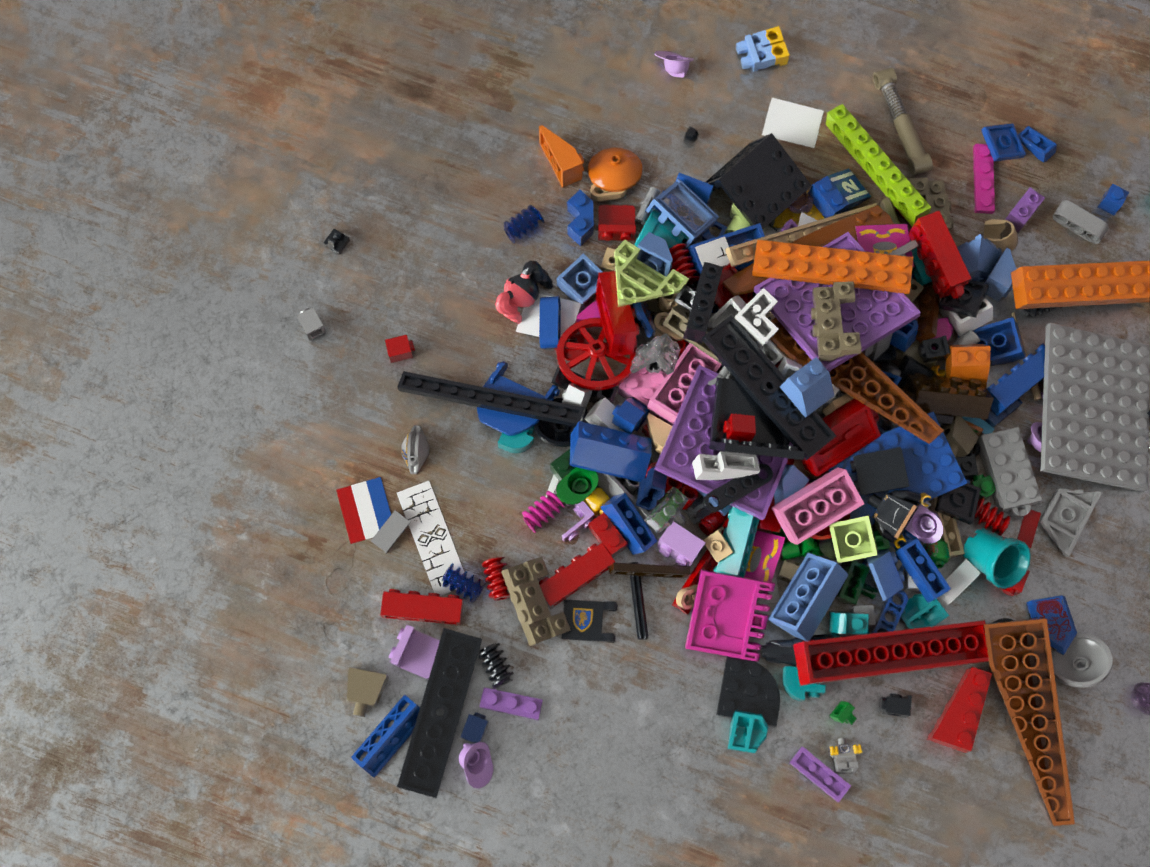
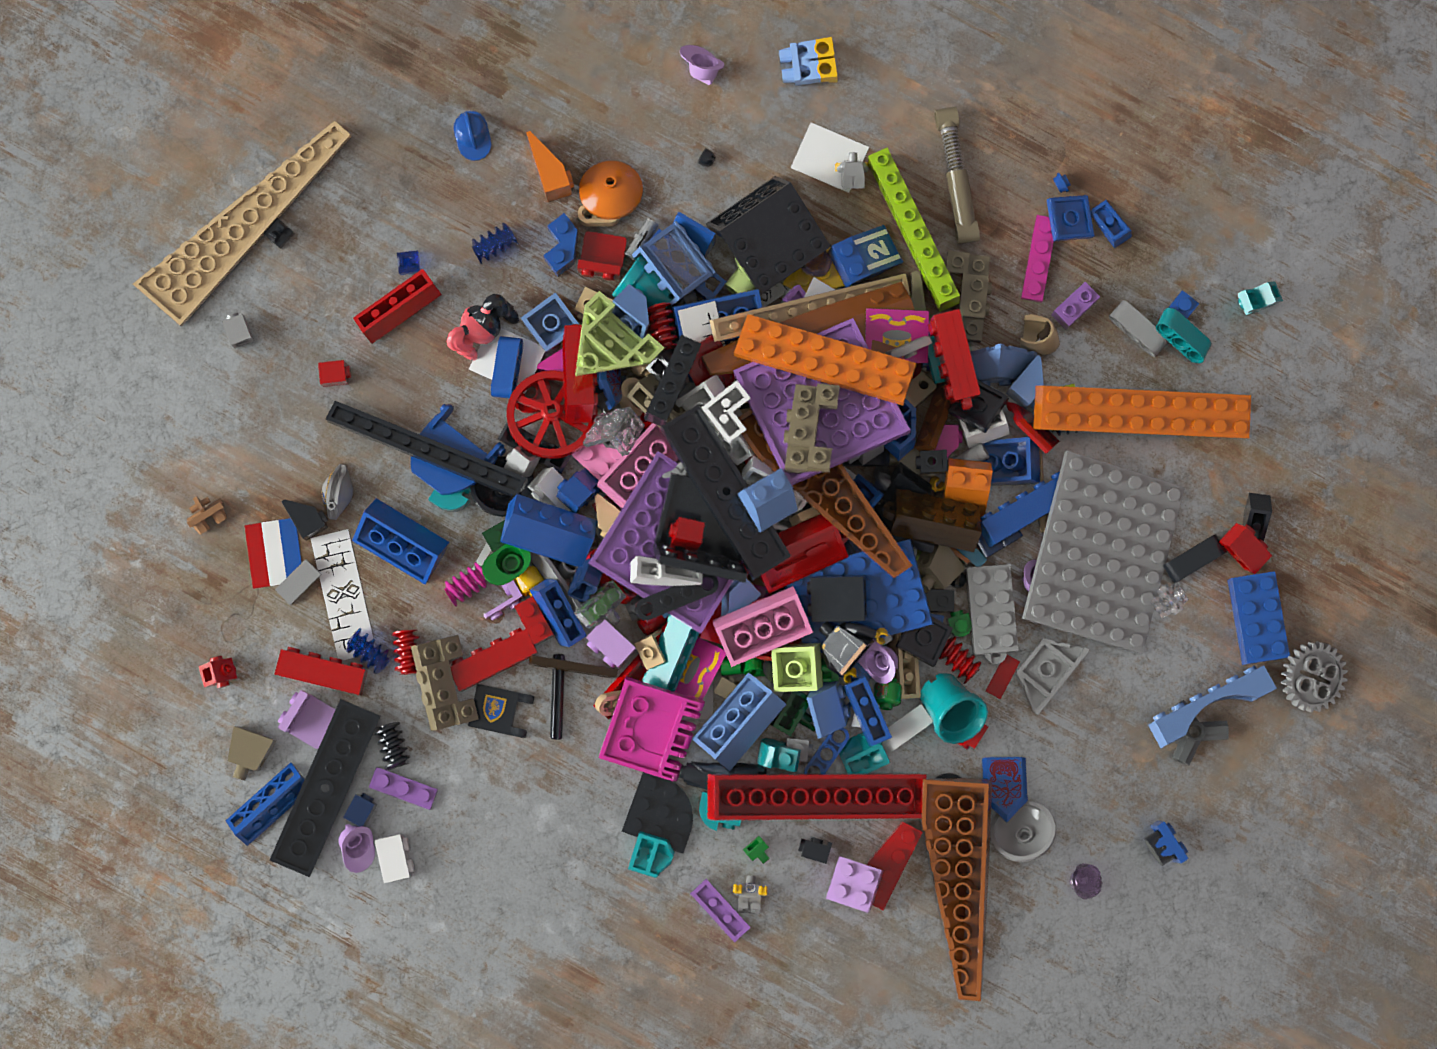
camera: 10 degrees right, 10 degrees up
(273, 273) = (205, 260): none -> tan wing
(309, 478) = (198, 519): none -> medium nougat hips
(332, 619) = (218, 672): none -> red brick
(391, 474) = (306, 518): none -> black slope
(447, 284) = (397, 306): none -> red brick
(451, 250) = (408, 262): none -> clear blue tile
(477, 483) = (400, 541): none -> blue slope
(491, 143) = (472, 135): none -> blue piece
(512, 769) = (394, 858): none -> white brick
(815, 128) = (852, 172): none -> light grey piece
(943, 729) = (854, 884): none -> lavender brick
(990, 116) = (1062, 183): none -> blue plate
(1010, 310) = (1025, 421): none -> red tile
(1121, 220) = (1183, 335): none -> teal beam

